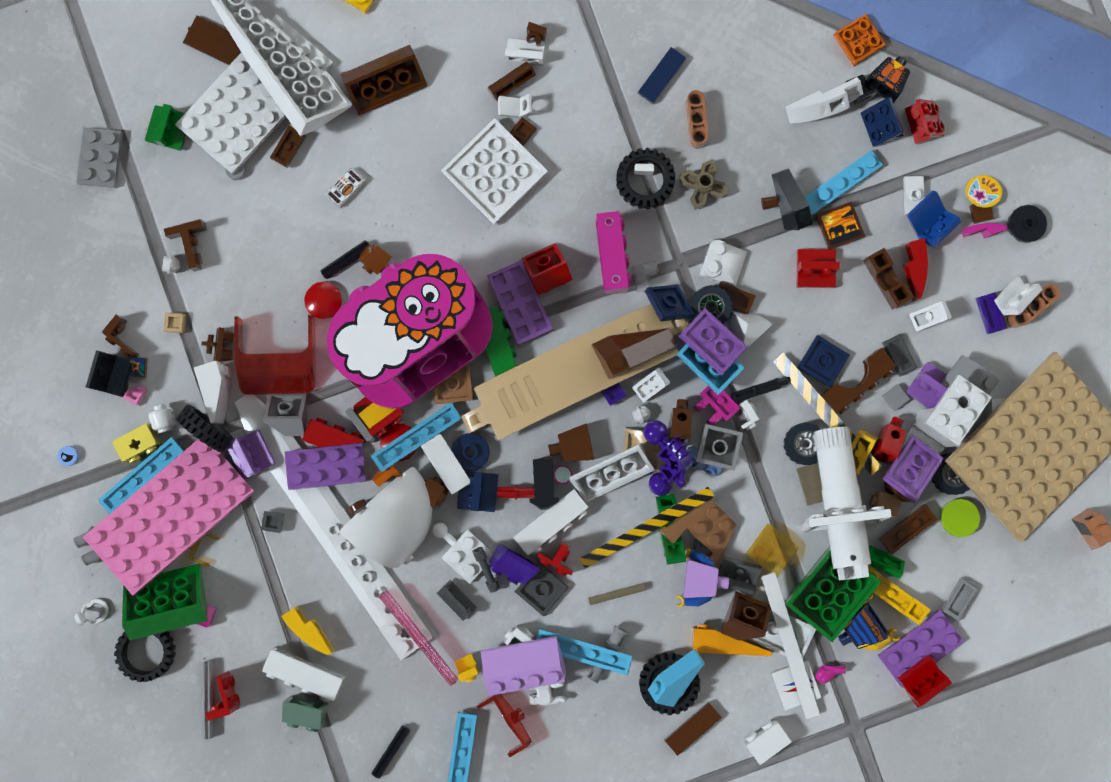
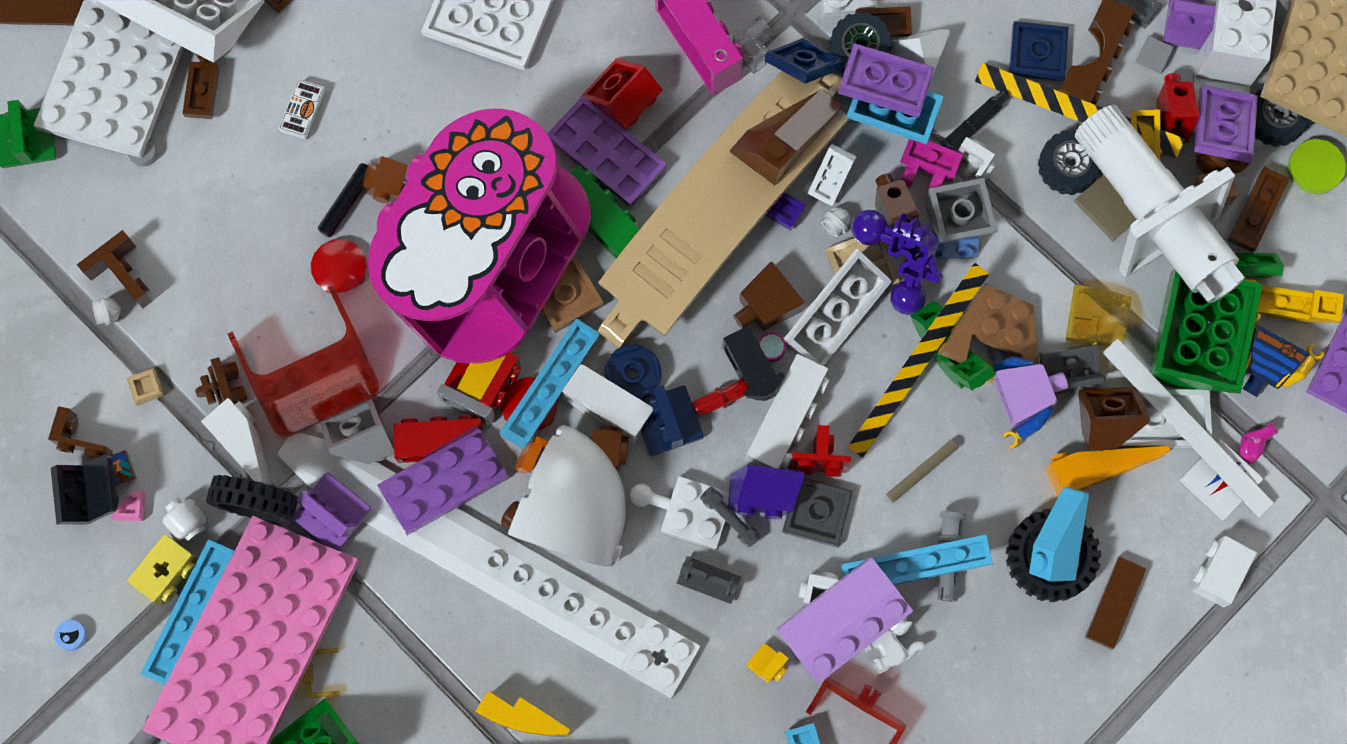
camera: 30 degrees left, 10 degrees down
(272, 521) = (403, 591): dark grey plate -> none
(418, 637) = (681, 651): clear pink axle -> none

